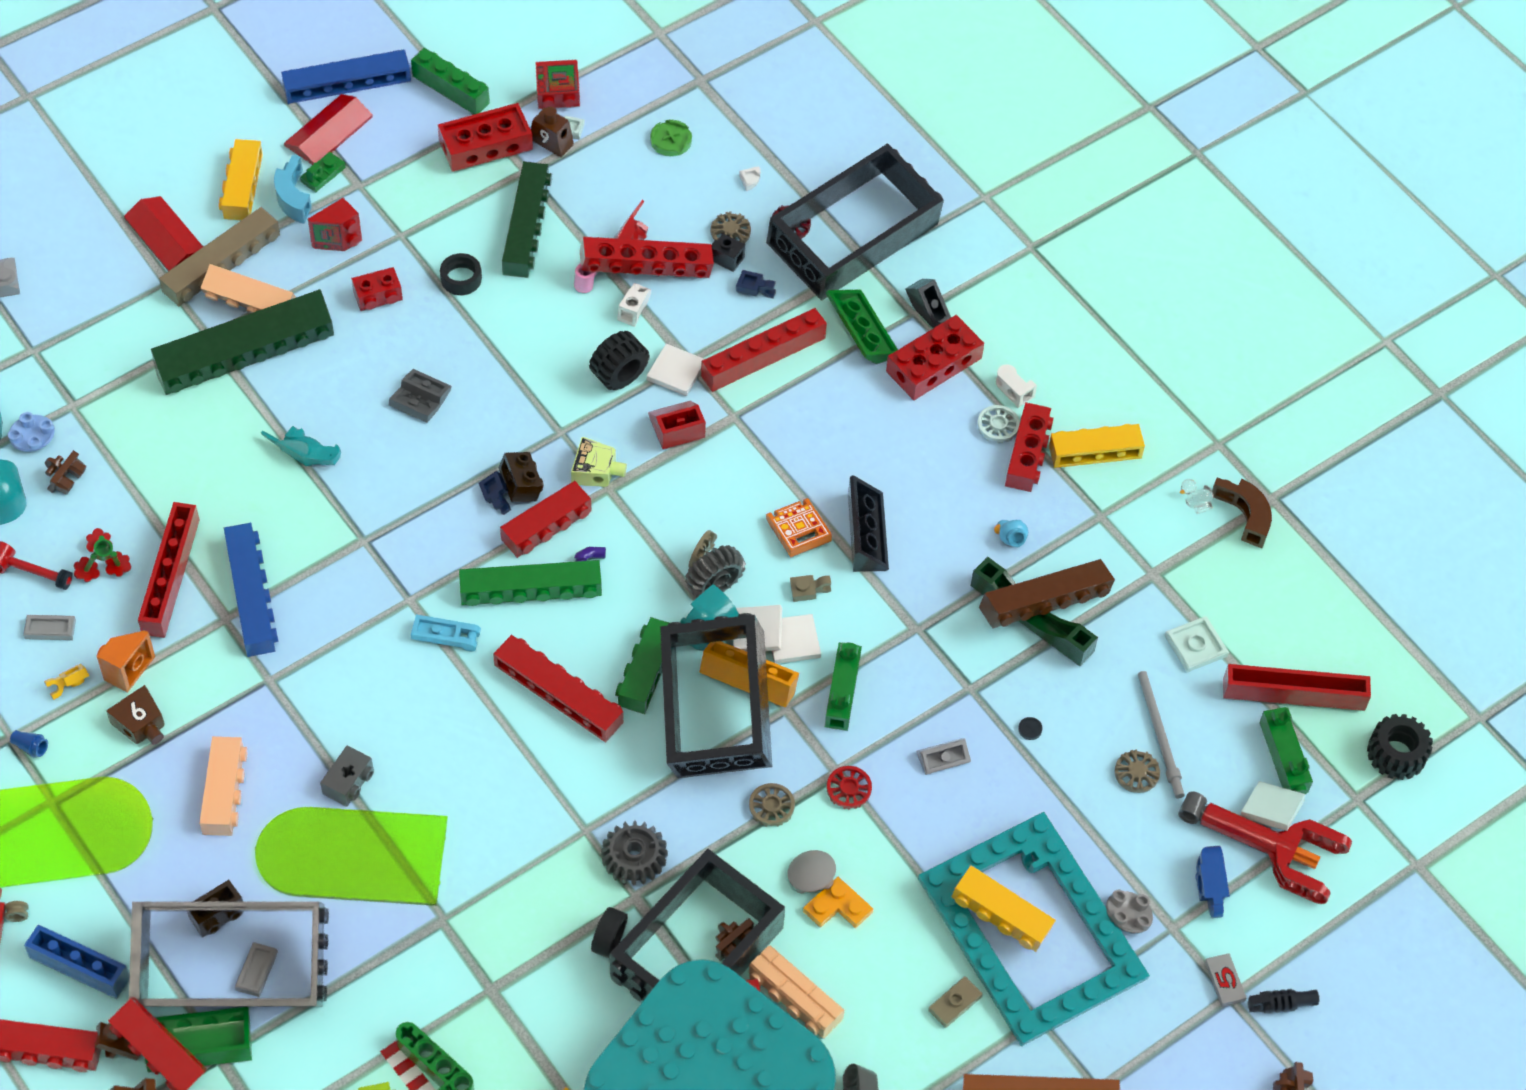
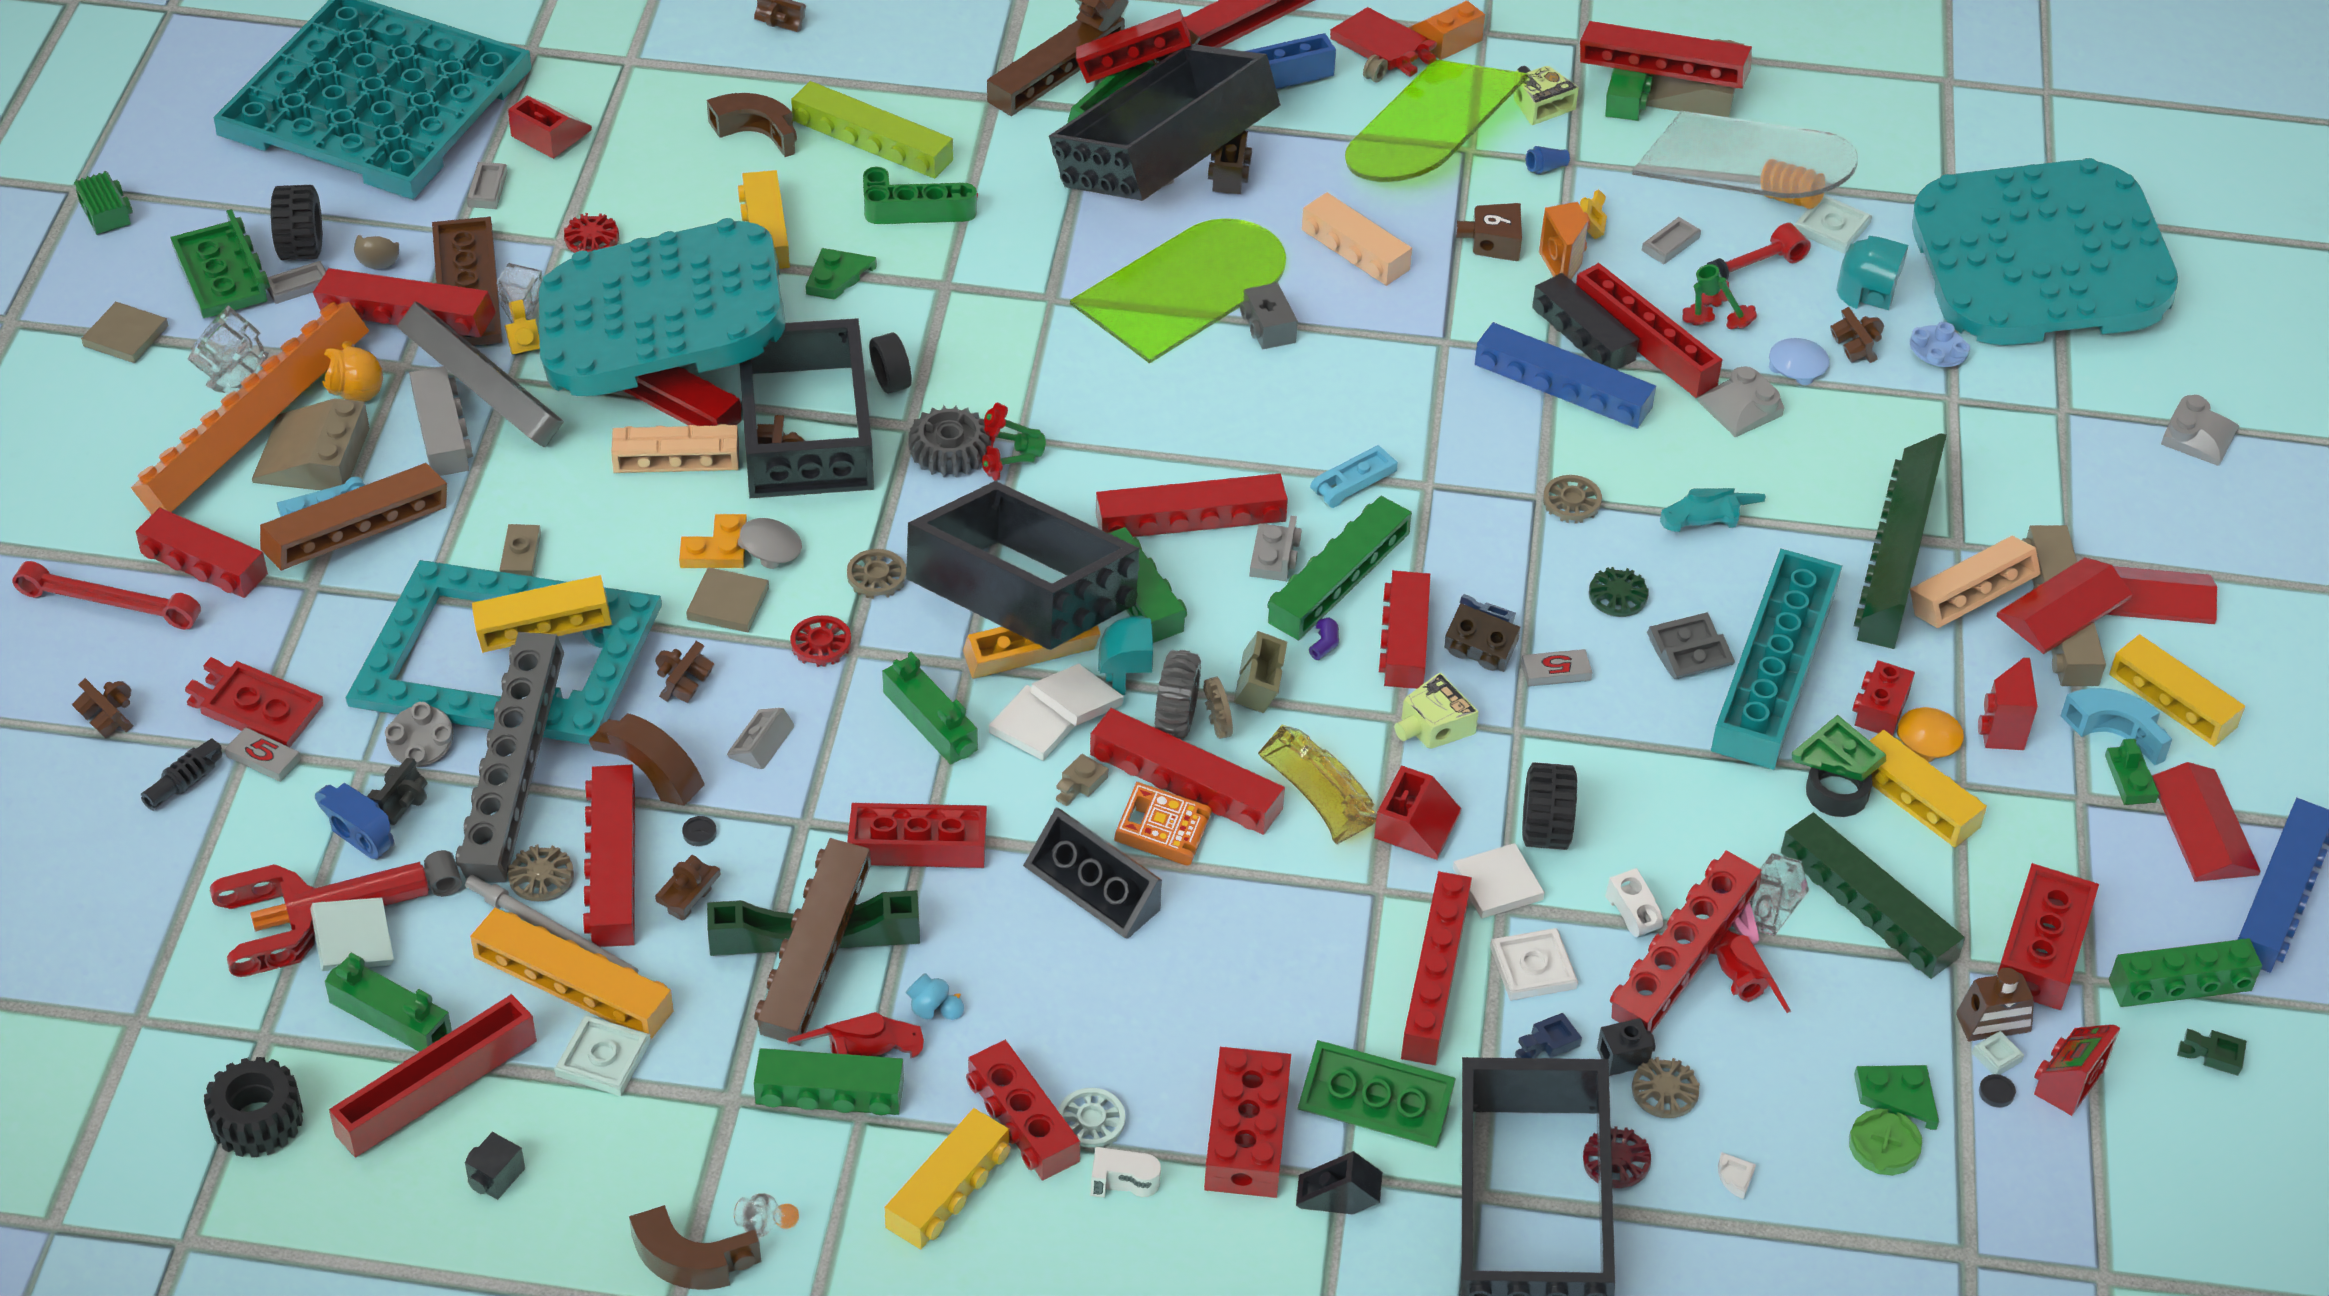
camera: 135 degrees right, 10 degrees down
(111, 492) = (1798, 359): none -> light blue dish
(181, 488) = (1743, 401): none -> light grey slope
(188, 611) = (1585, 322): none -> black brick
(231, 243) = (2066, 604): none -> red slope
(352, 521) = (1572, 498): none -> dark tan wheel
(378, 258) = (1930, 732): none -> light orange dish
(397, 343) = (1776, 659): none -> teal brick
(409, 453) = (1618, 592): none -> dark green wheel
(429, 240) = (1926, 792): none -> yellow brick
(449, 271) = (1840, 750): none -> green wing
(486, 49) = (2218, 1049): none -> dark green plate
(497, 440) = (1556, 667): none -> light grey tile
(546, 626) = (1274, 550): none -> light grey bracket
(546, 1058) = (836, 272): none -> green wing
(565, 249) = (1780, 892): none -> clear slope
(594, 117) = (1997, 1090): none -> black piece
(615, 808) = (1029, 442): none -> plant
(635, 148) = (1899, 1090): none -> green wing
(663, 553) = (1260, 672): none -> olive piece
(697, 467) = (1322, 781): none -> clear yellow windscreen
(712, 323) = (1533, 964): none -> white tile
(755, 541) = (1187, 771): none -> red brick
(871, 860) = (727, 599): none -> dark tan tile
(924, 625) = (920, 834): none -> red slope
(948, 826) = (677, 683): none -> reddish brown hips
(1031, 776) = (655, 753): none -> reddish brown arch
(1039, 874) = (543, 657): none -> dark grey brick
(1067, 541) = (868, 1036): none -> red animal
(1074, 687) = (687, 885): none -> reddish brown hips
(1093, 744) = (612, 856): none -> red brick
(1105, 533) = (828, 1081): none -> green brick
(1163, 886) = (402, 788): none -> pearl dark grey hips
(1176, 693) = (571, 972): none -> light orange brick
(1203, 1020) = (254, 701): none -> red tile
(1303, 623) = (494, 1165): none -> black brick

